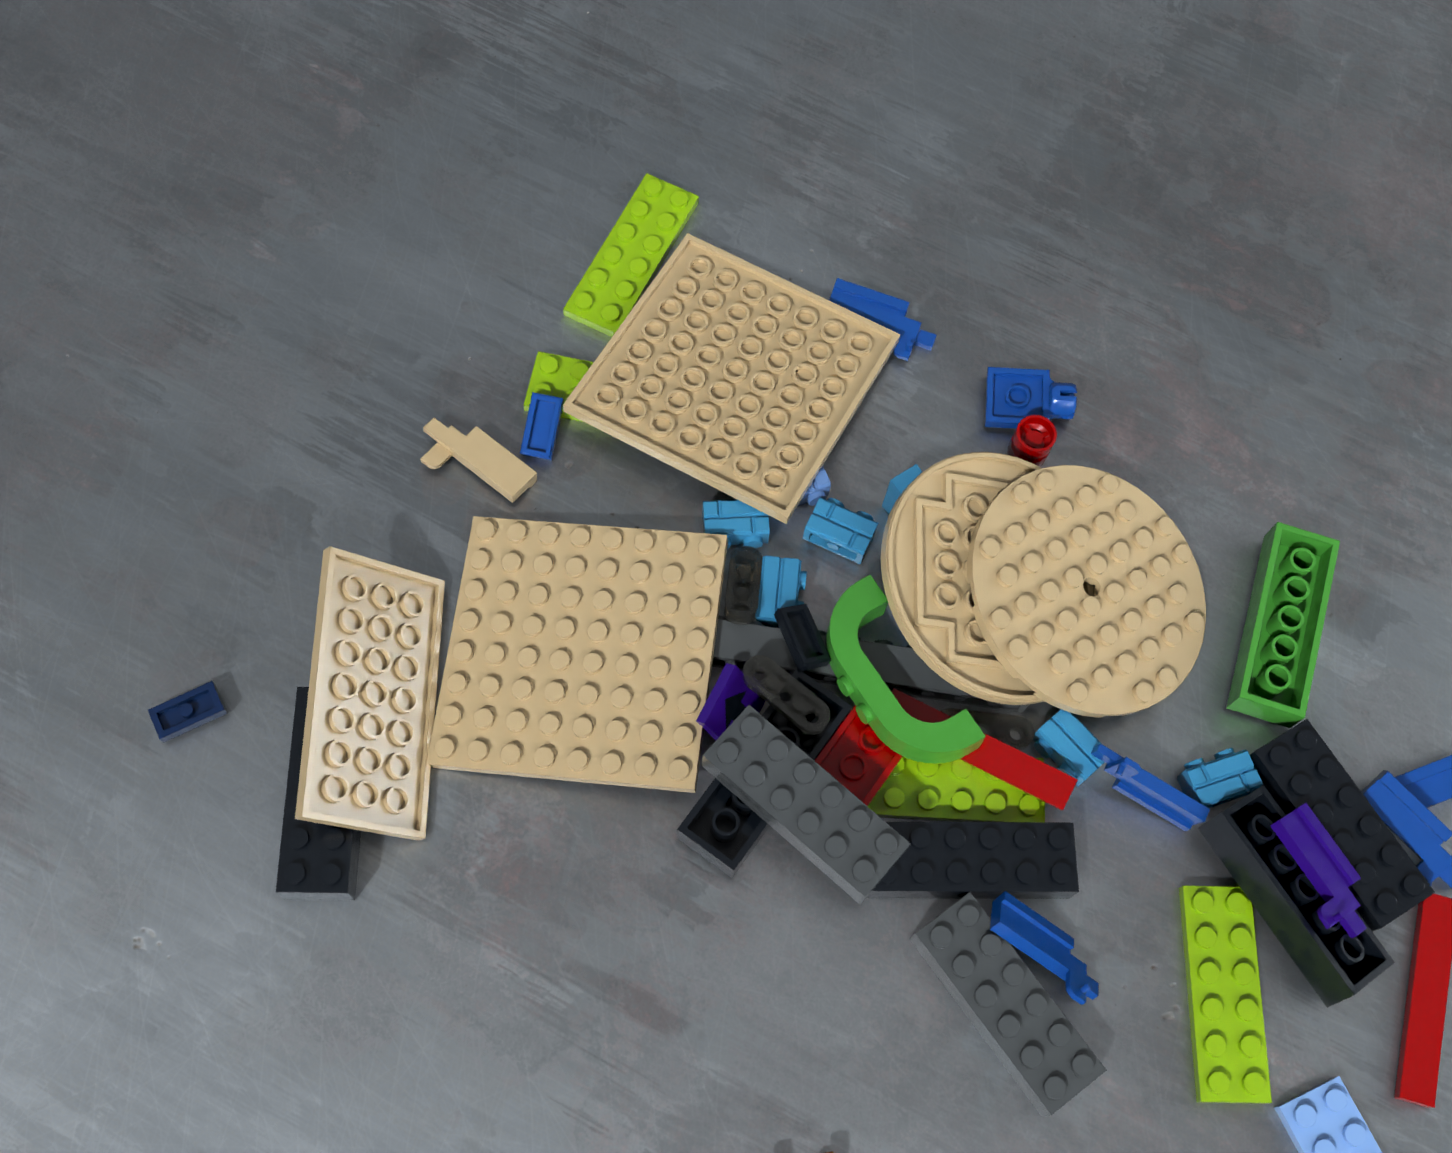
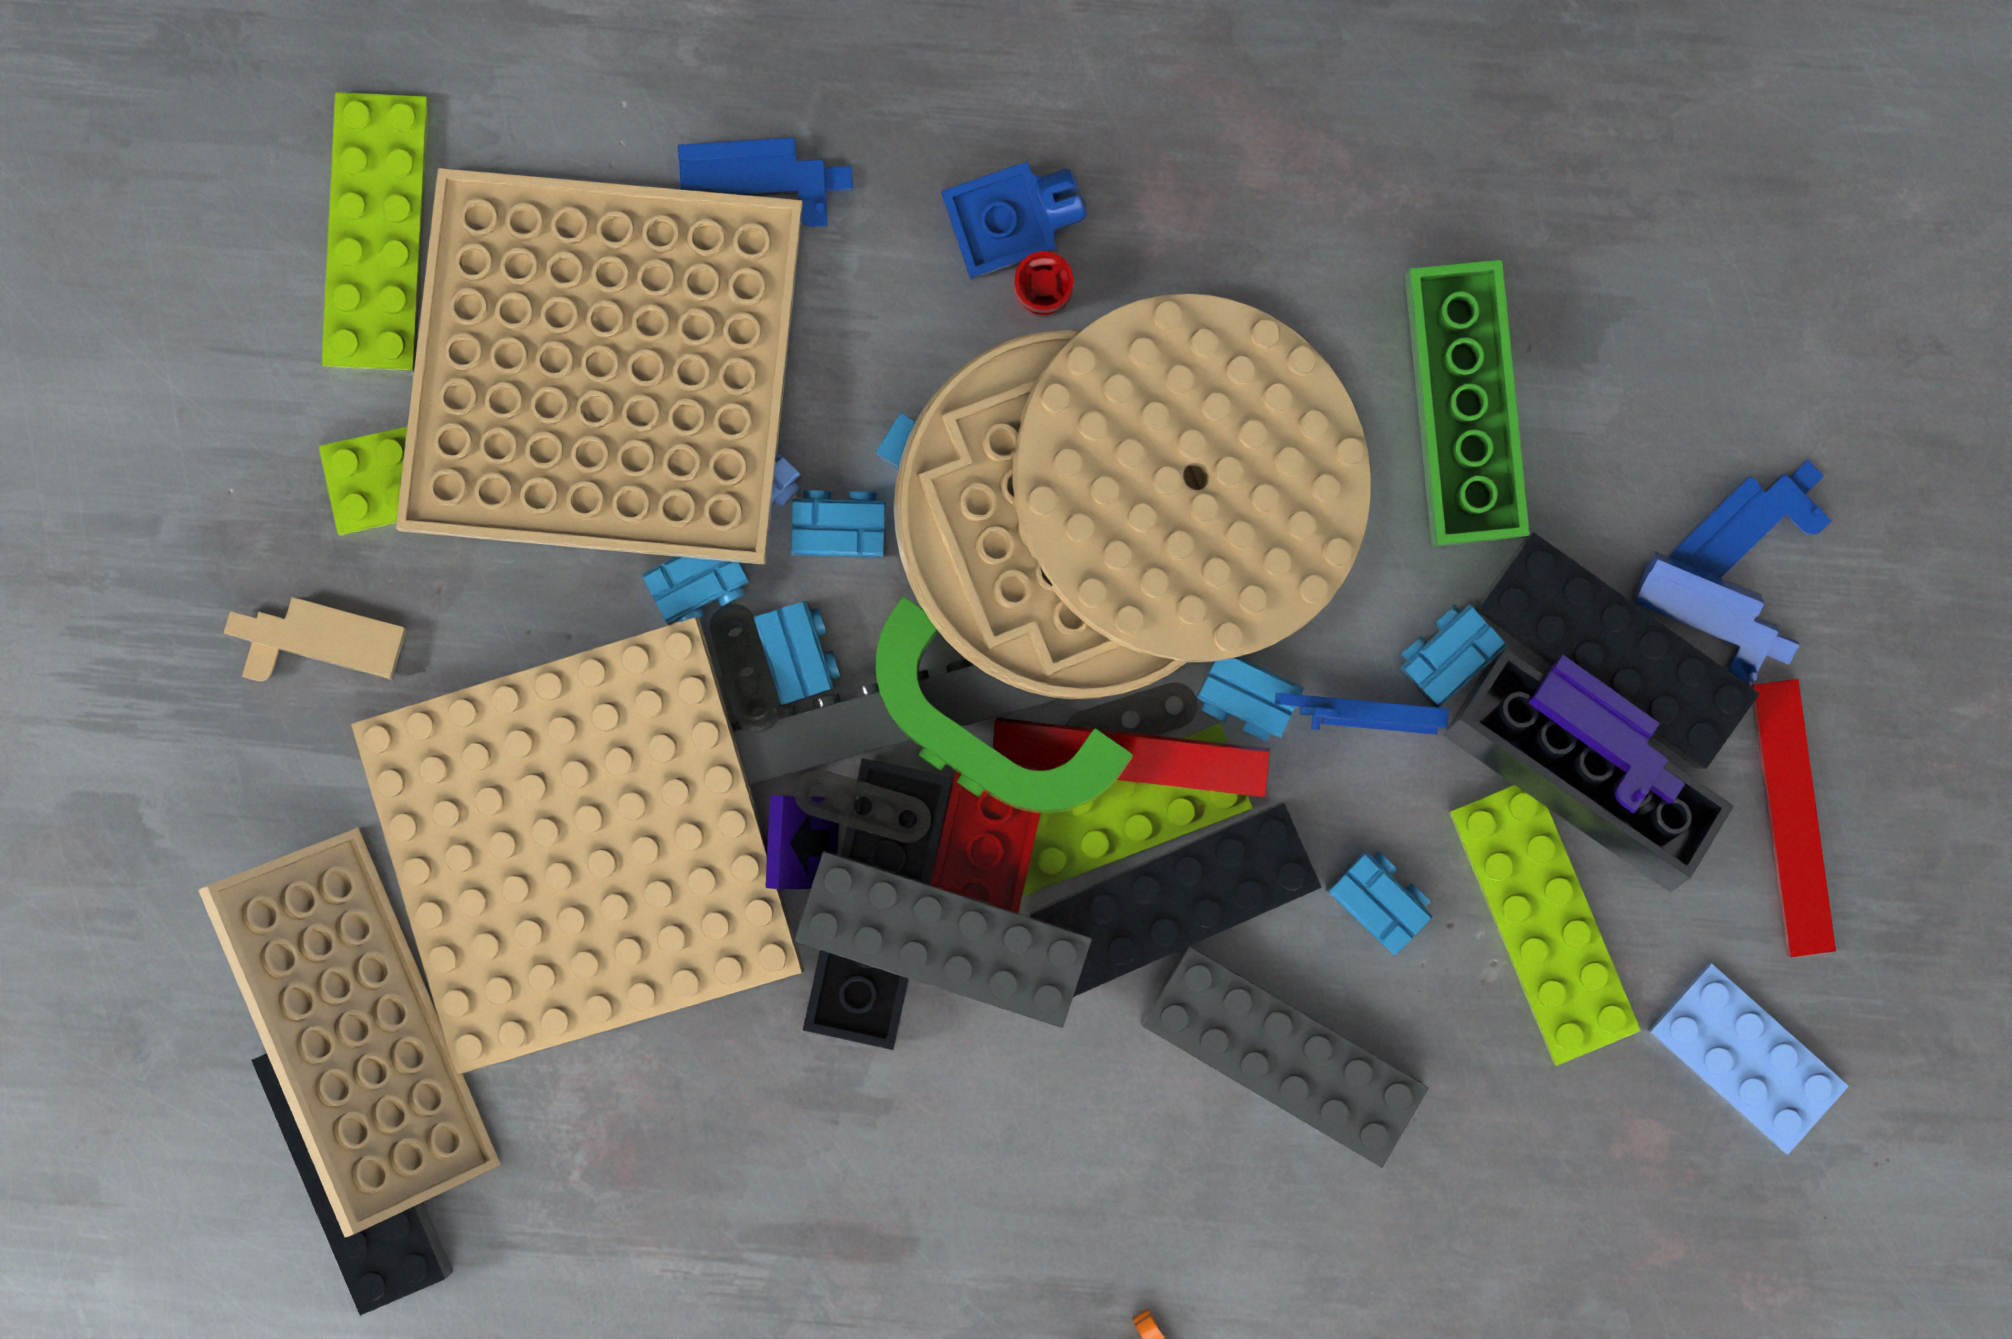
camera: 15 degrees left, 20 degrees up
(187, 711) = (128, 1141): dark blue plate -> none
(542, 426) = (378, 556): blue tile -> none
(802, 637) = (851, 713): black tile -> none
(1042, 943) = (1302, 966): blue piece -> none
(1113, 925) = (1380, 901): none -> dark azure brick

